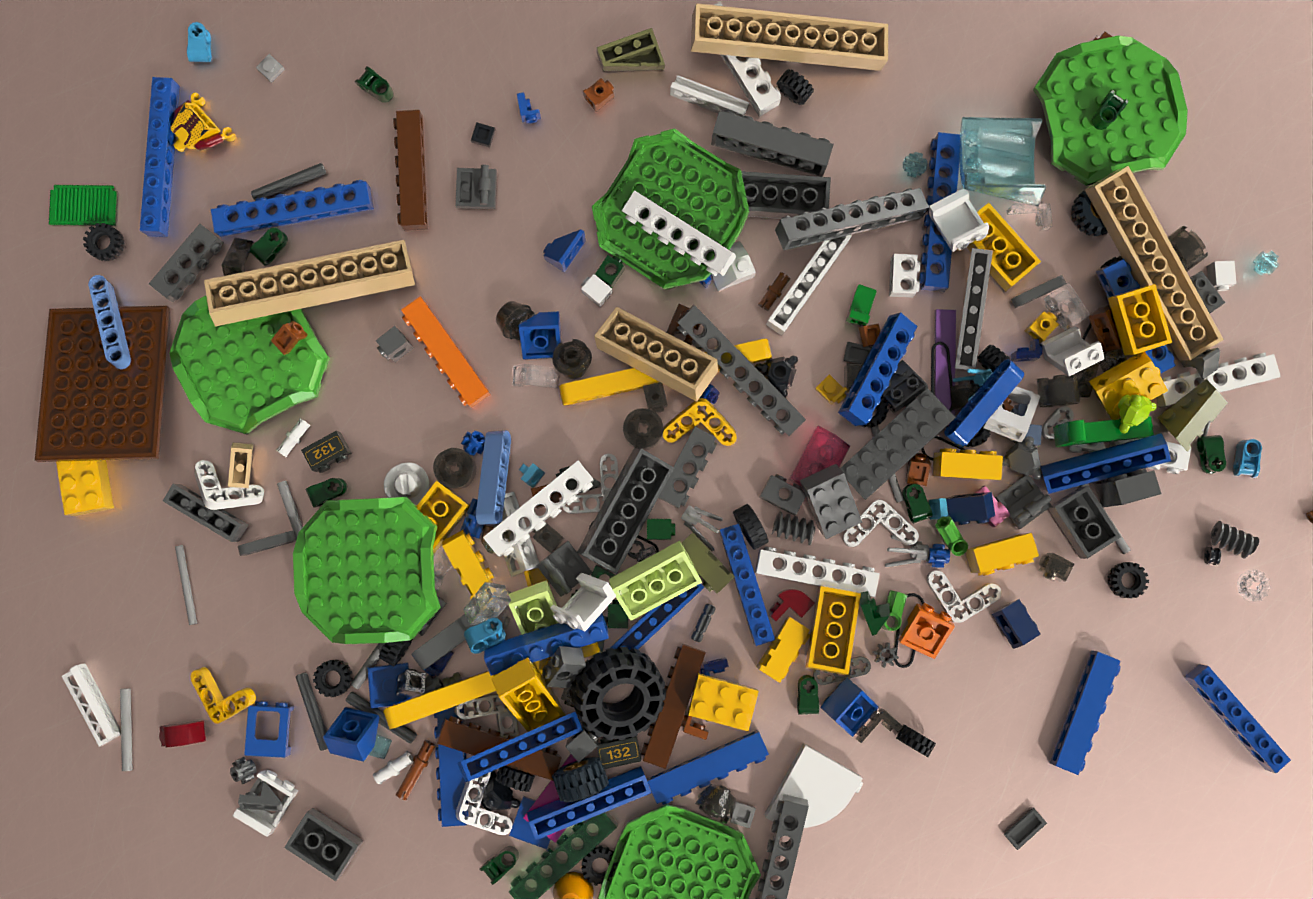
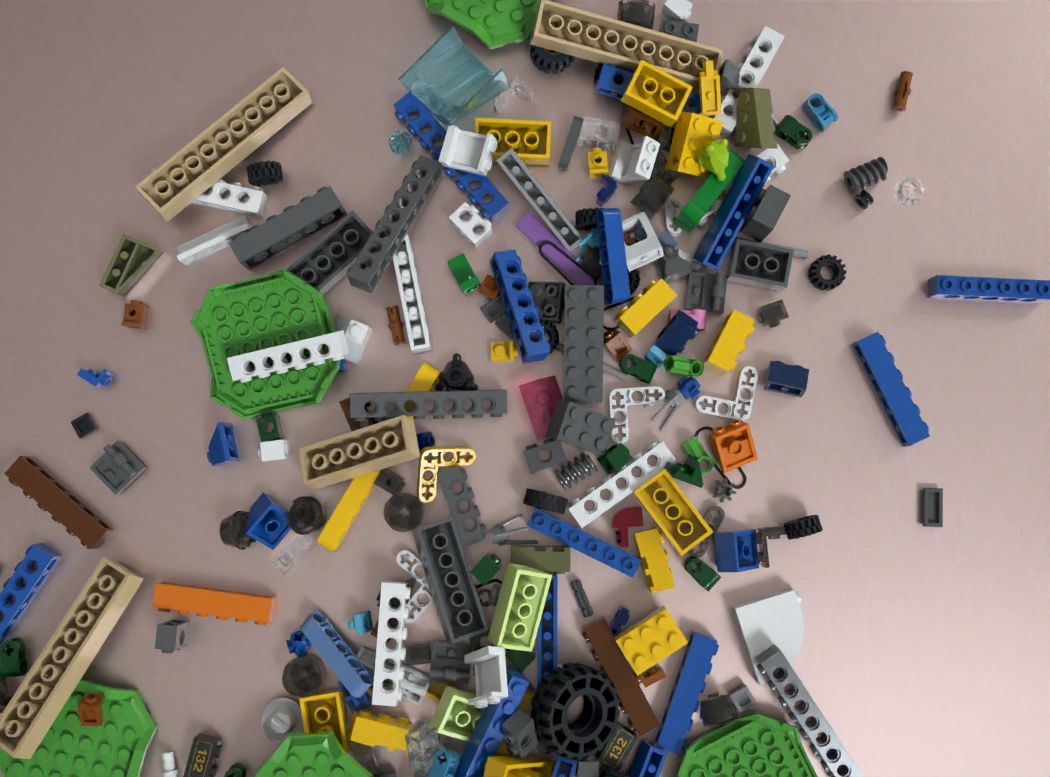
camera: 45 degrees left, 0 degrees up
(831, 549) = (615, 458): none -> dark green brick
(1182, 358) = (709, 90): none -> yellow hinge

